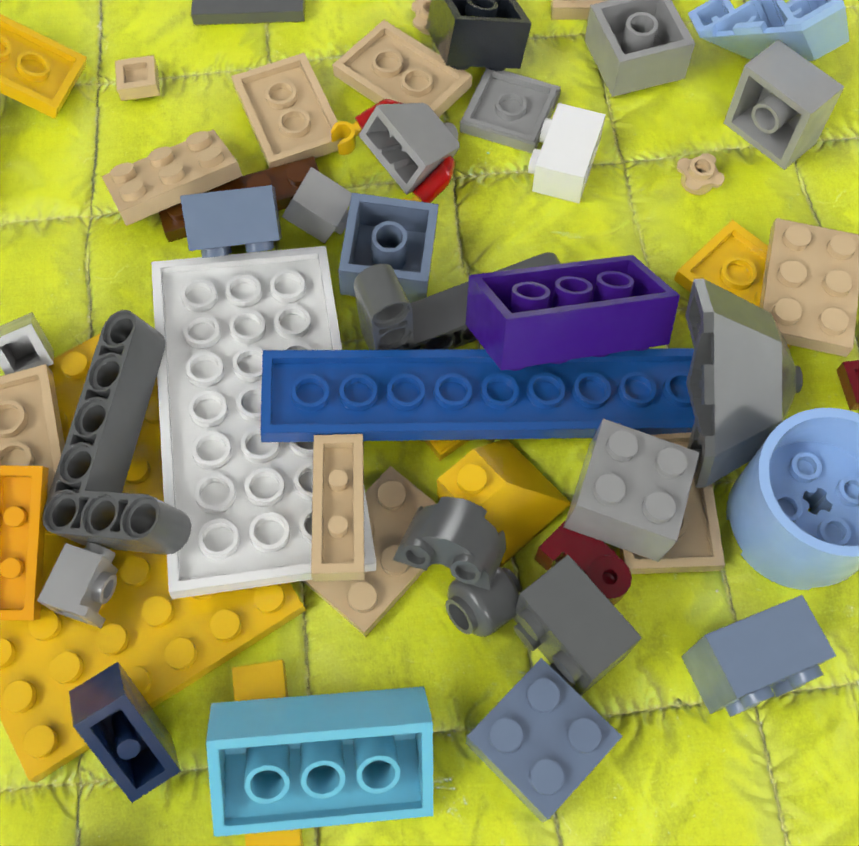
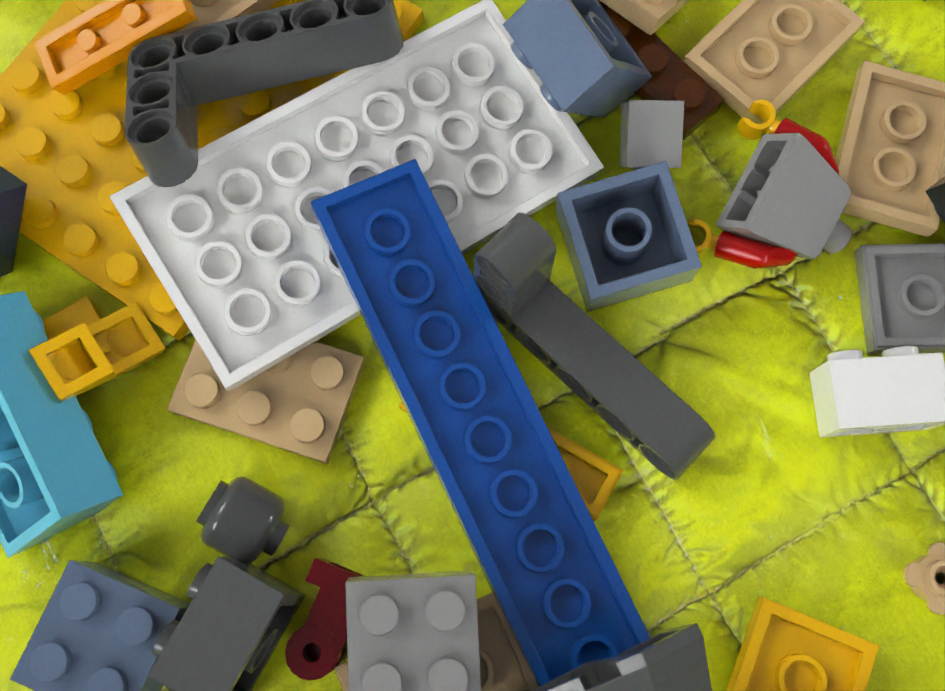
camera: 65 degrees right, 10 degrees up
(81, 583) = (91, 111): light grey brick -> none
(292, 663) = (97, 352): none -> yellow slope
(338, 508) = (263, 320): tan plate -> none
(456, 537) = (276, 462): dark grey cylinder -> none
(509, 490) = (372, 494): yellow slope -> none
(569, 311) = (624, 484): dark purple brick -> none

